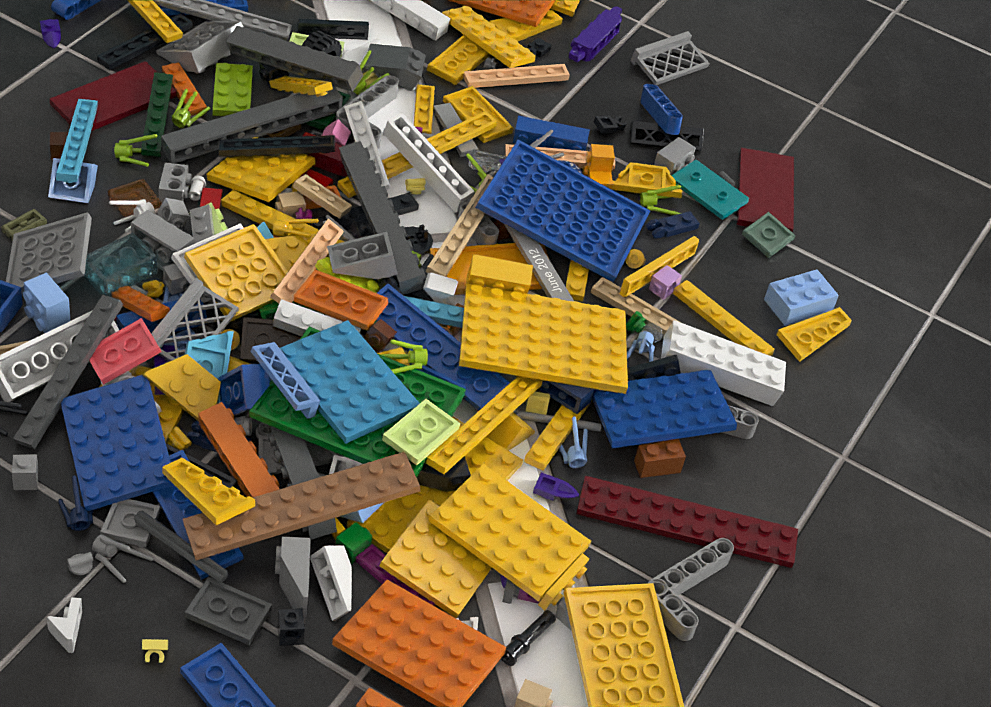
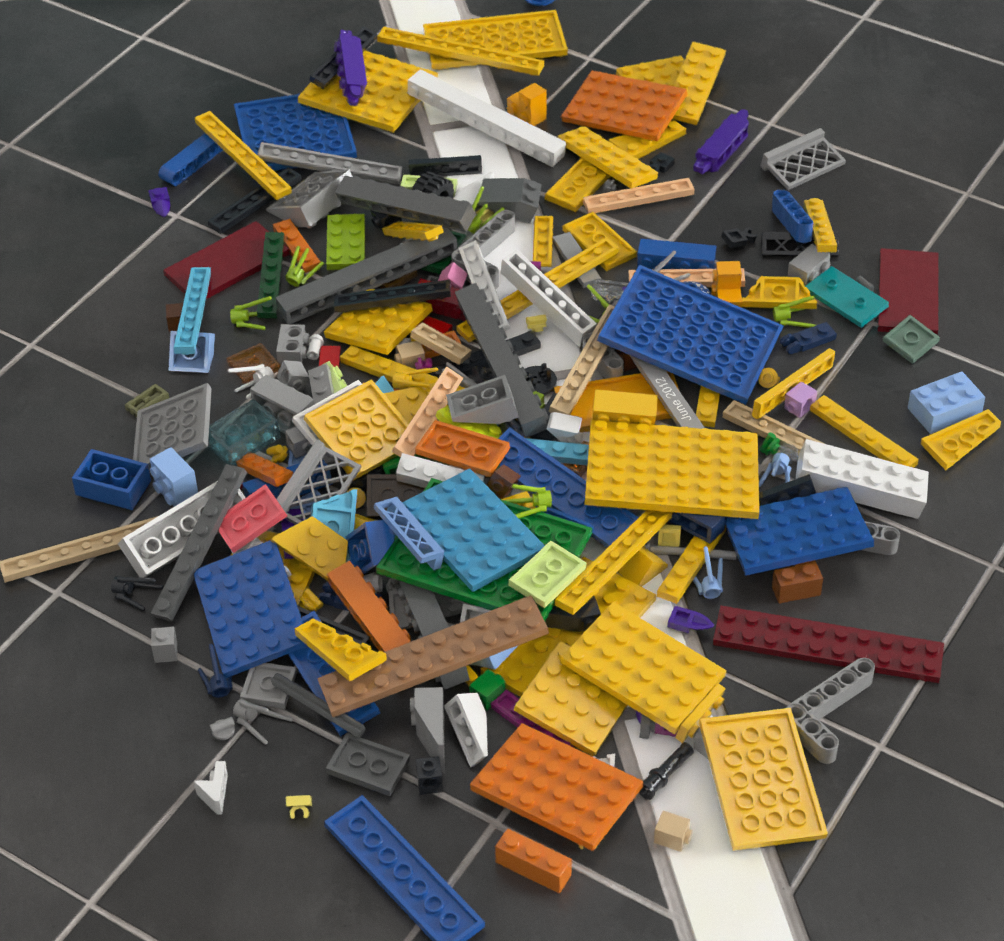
camera: 10 degrees right, 0 degrees up
(689, 128) = (822, 230): none -> yellow plate

